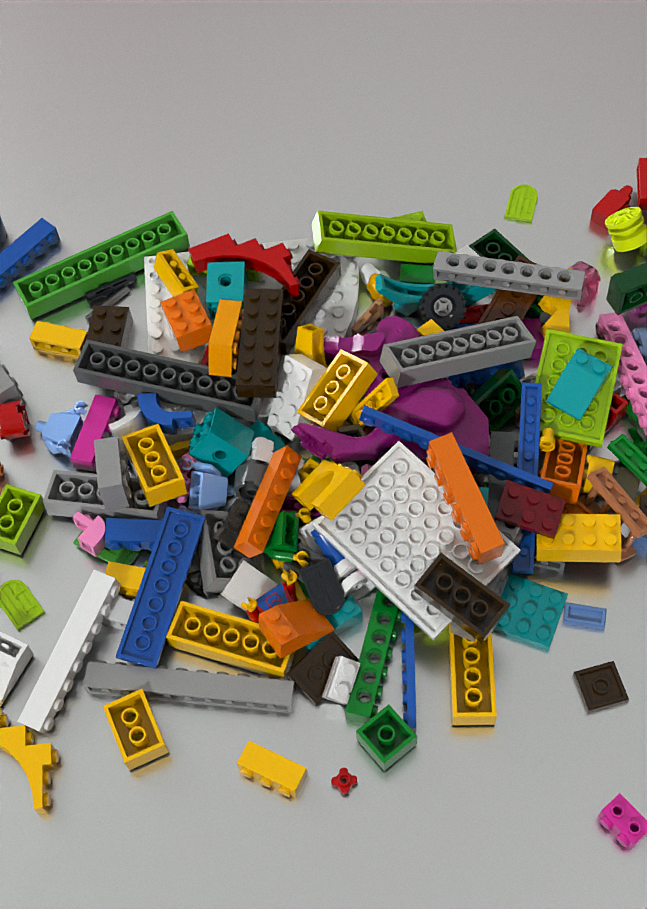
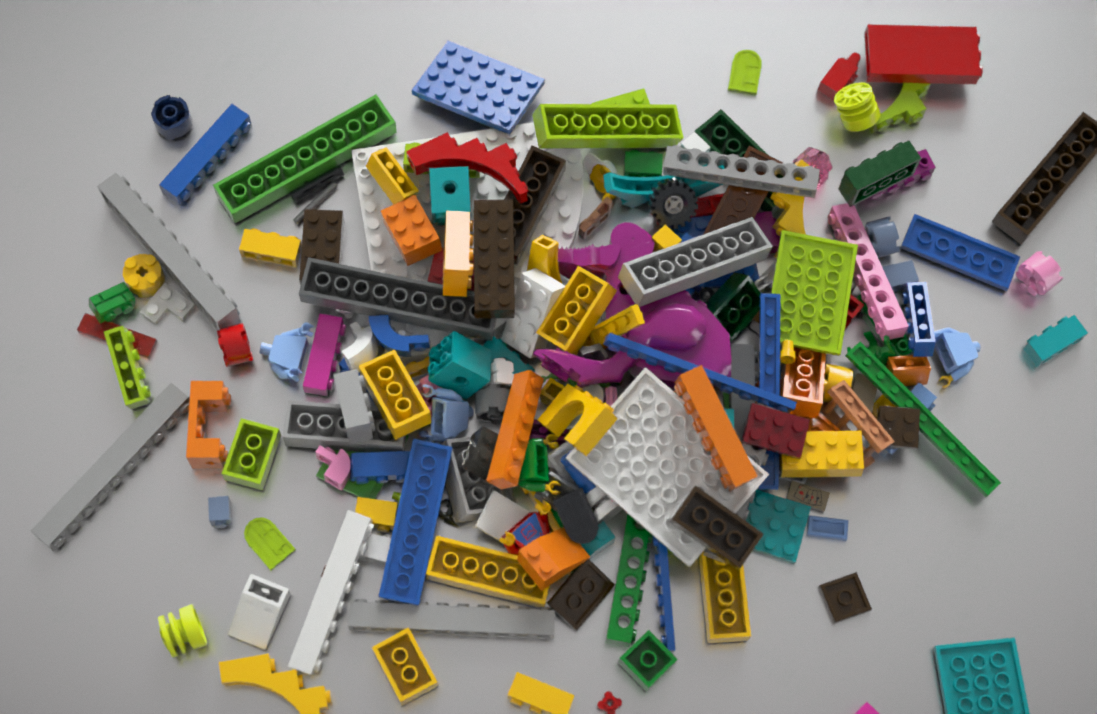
camera: 15 degrees left, 10 degrees up
(267, 208) = (478, 87): none -> plate
(341, 680) = (600, 607): white brick -> none
(566, 583) = (808, 495): none -> dark tan tile
(579, 384) = (816, 292): teal slope -> none

